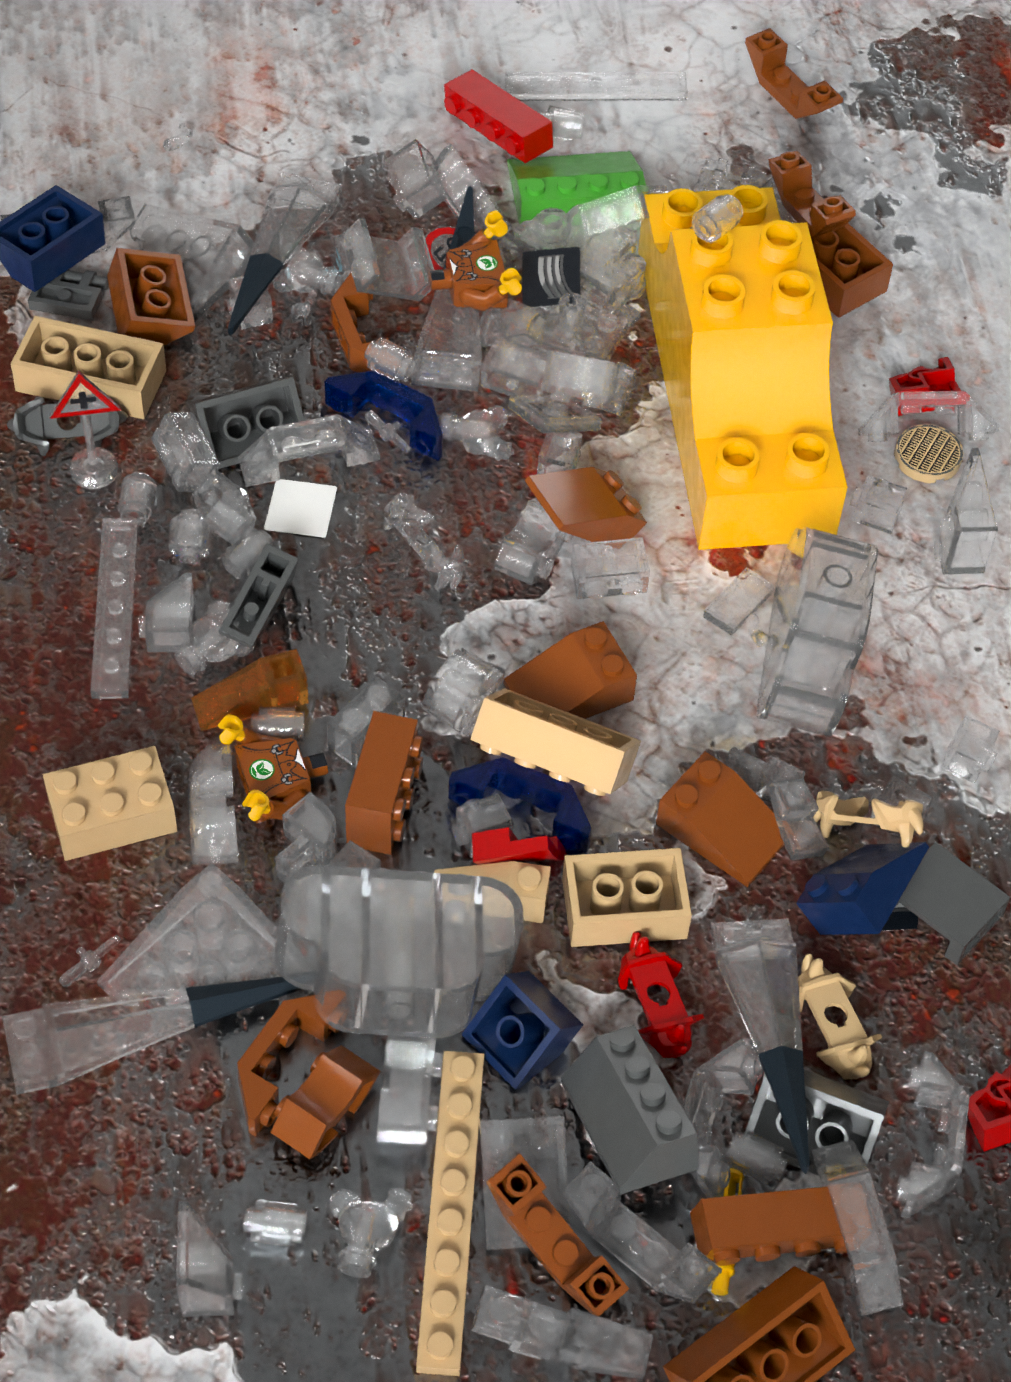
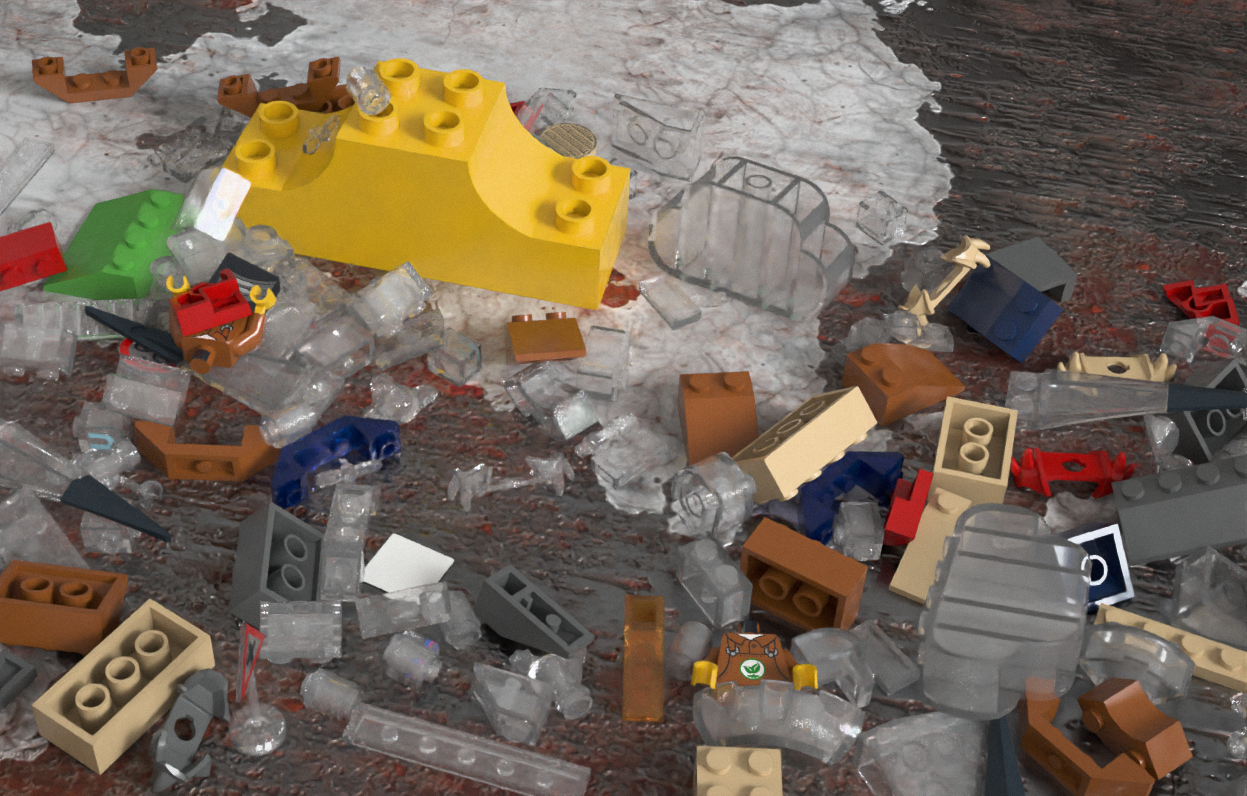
camera: 70 degrees left, 10 degrees down
(487, 251) = (209, 305): none -> red slope
(505, 625) = (628, 457): none -> clear plate

